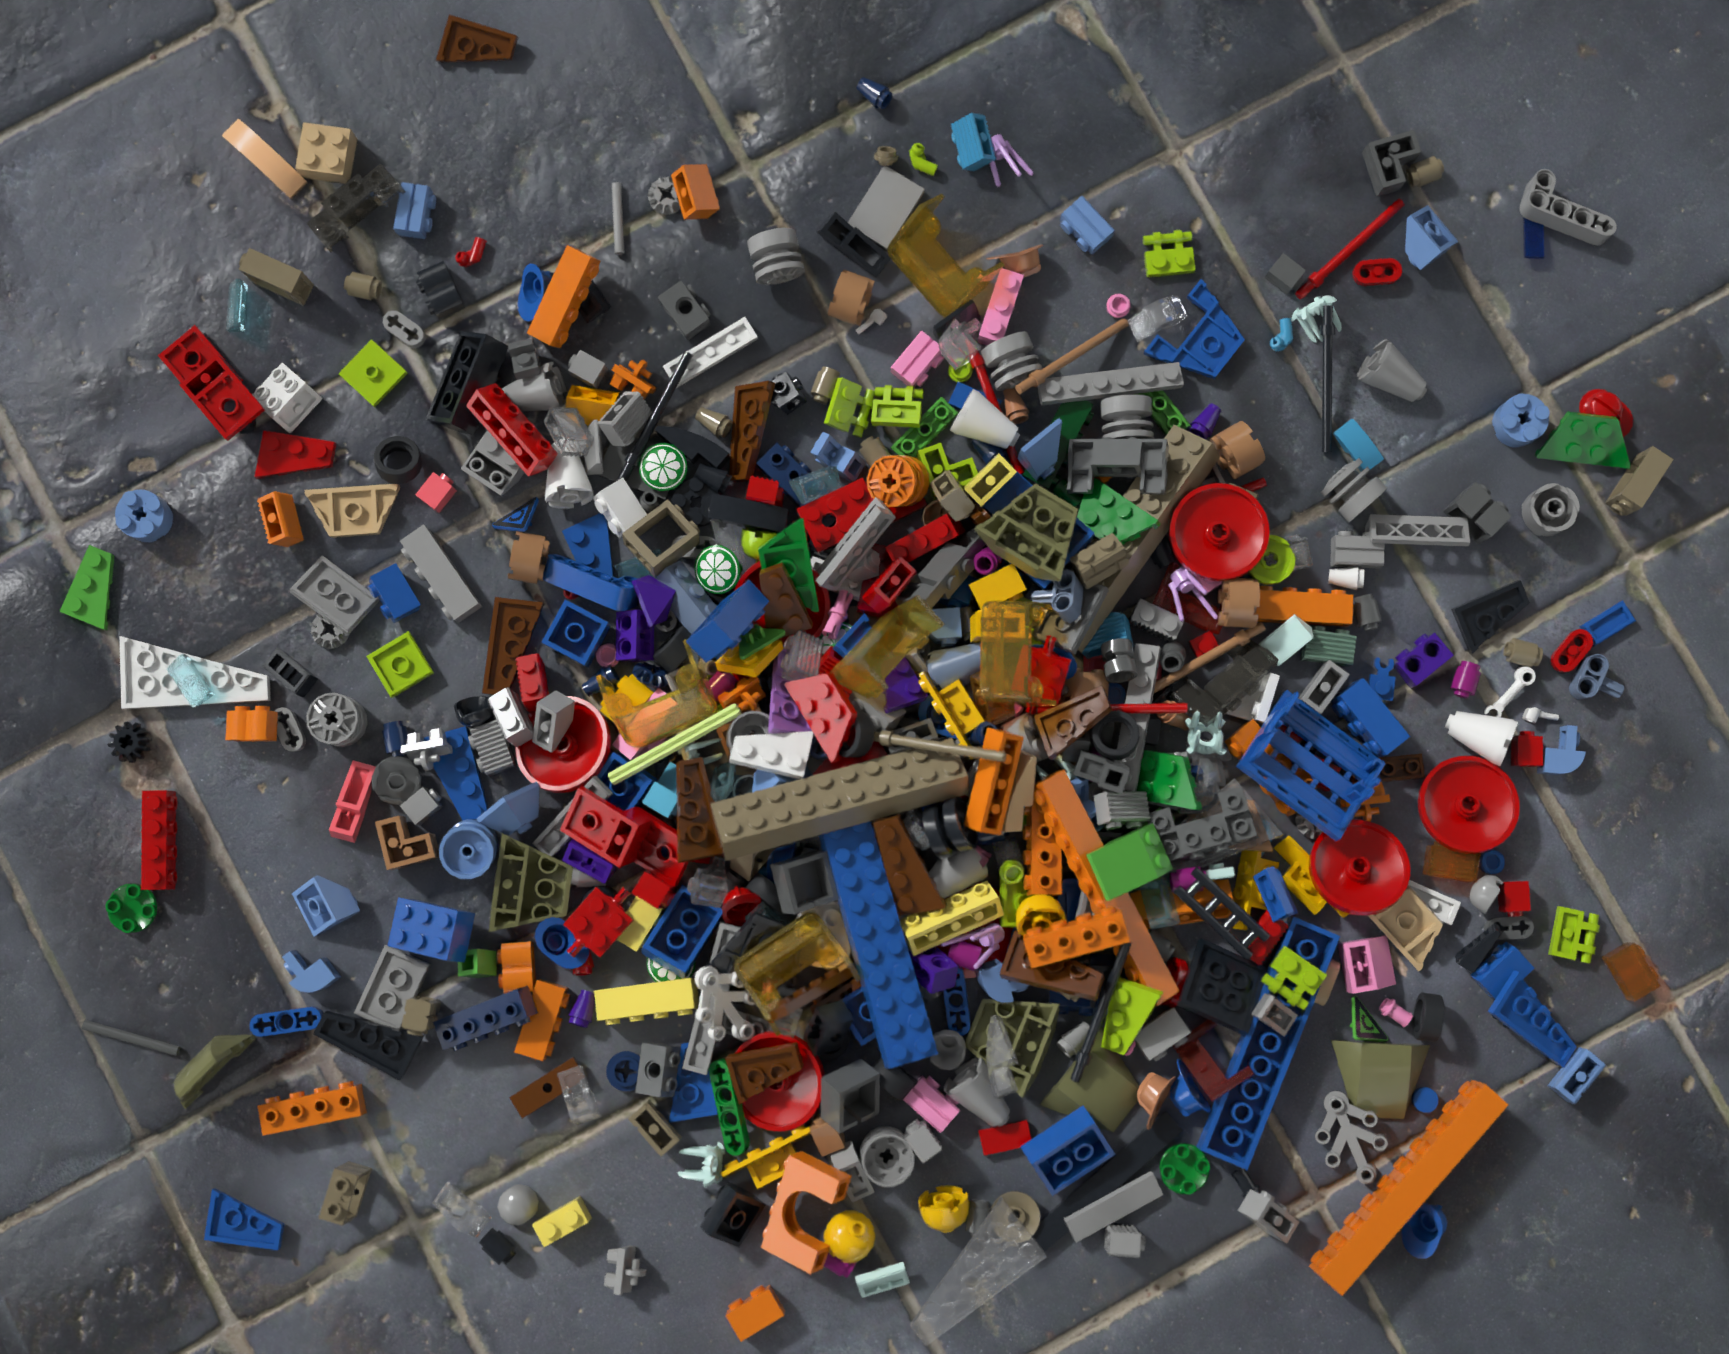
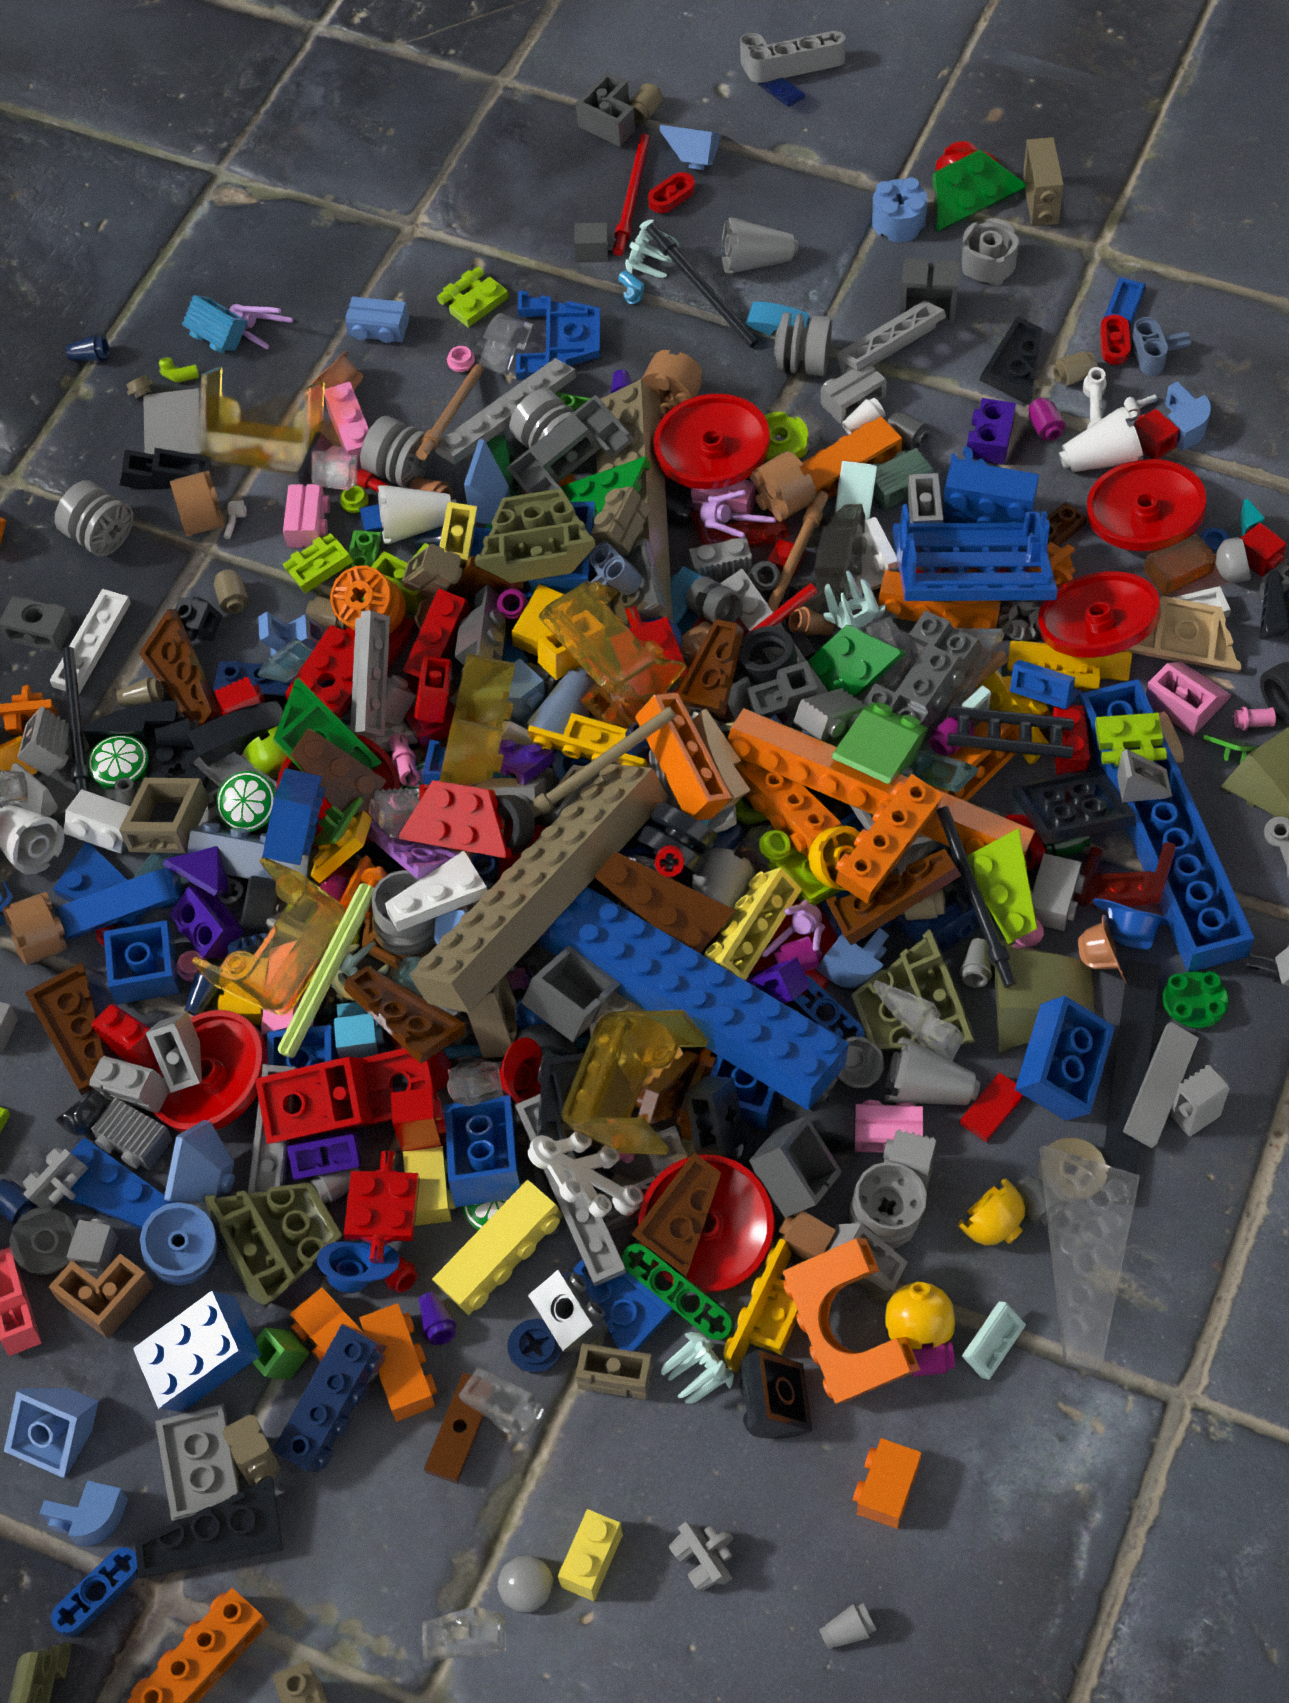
camera: 35 degrees left, 25 degrees down
(498, 1246) = (538, 1644): black brick -> none
(843, 405) = (262, 592): lime plate -> none
(924, 856) = (662, 855): none -> red bush
(1526, 869) = (1249, 517): none -> teal slope

